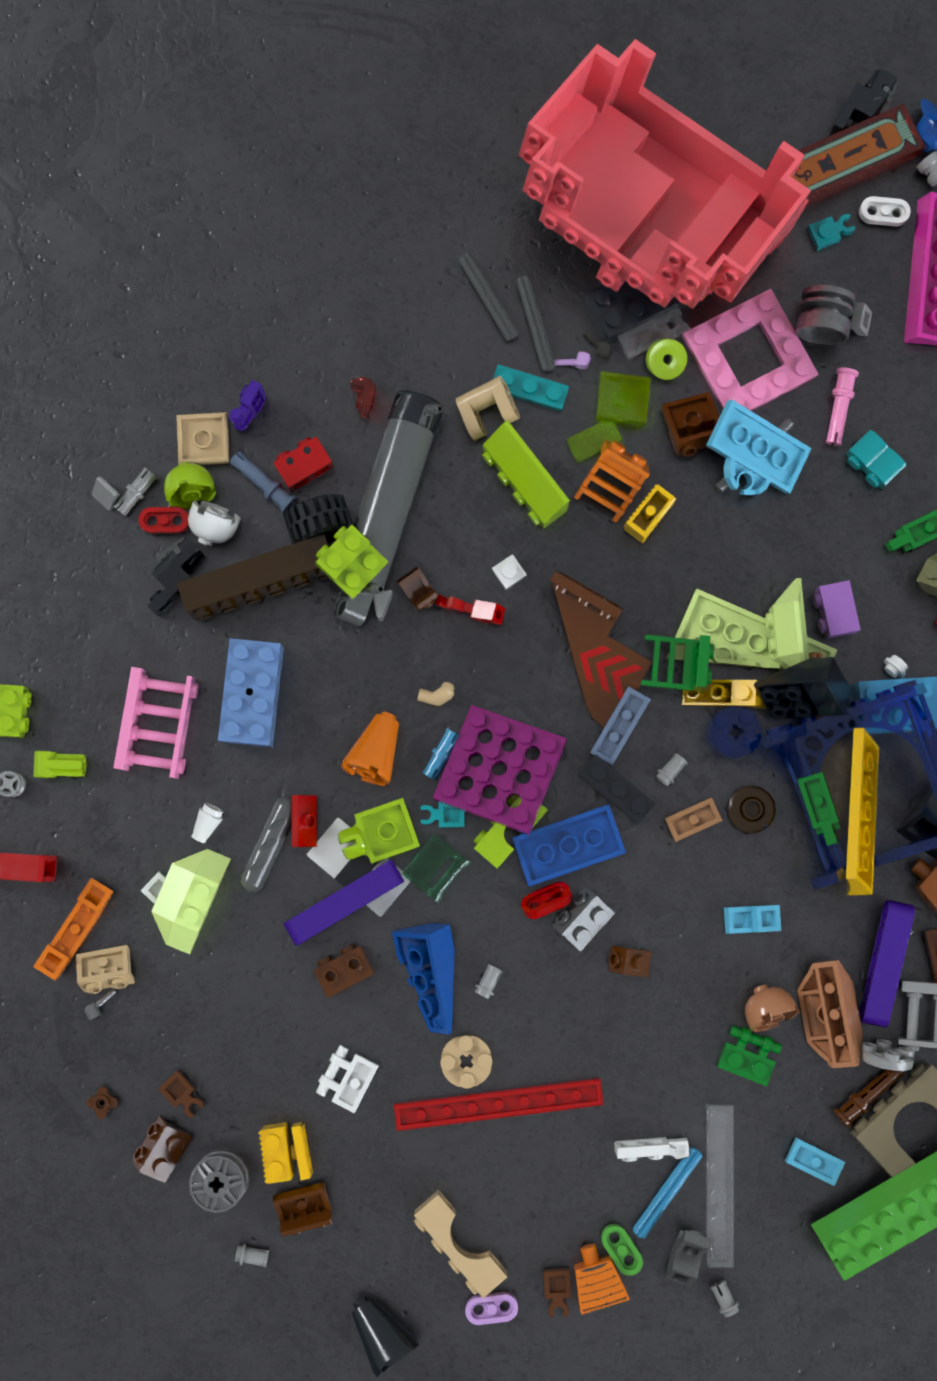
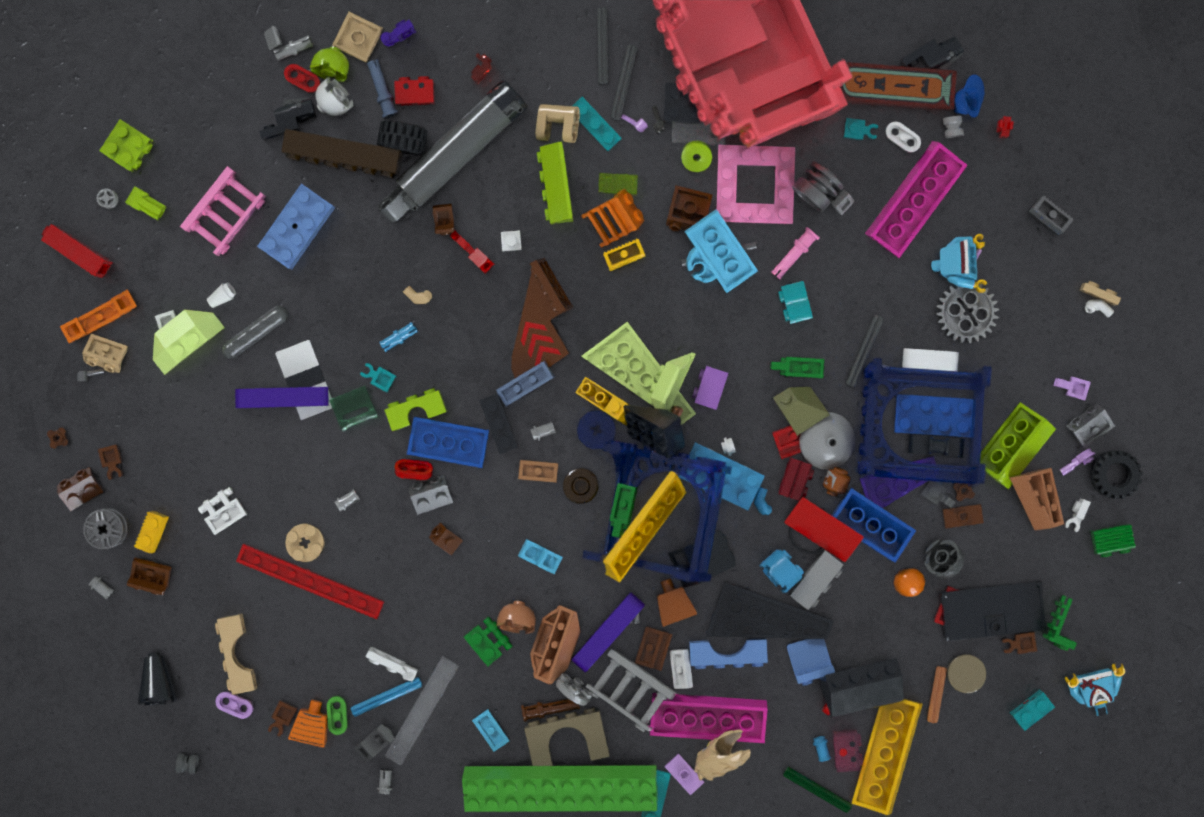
camera: 25 degrees right, 5 degrees up
(300, 1150) = (167, 539): yellow plate -> none
(304, 820) = (285, 330): red plate -> none
(344, 970) = (257, 441): reddish brown brick -> none
(350, 561) = (406, 178): lime plate -> none
(374, 751) = (356, 310): orange cone -> none
(380, 833) = (330, 365): lime plate -> none
(381, 603) = (414, 216): light grey slope -> none
(429, 960) = (316, 466): blue wedge -> none
(531, 793) = (443, 369): magenta piece -> none
(623, 398) = (652, 166): clear neon green plate -> none
(695, 663) = (592, 376): green plate -> none

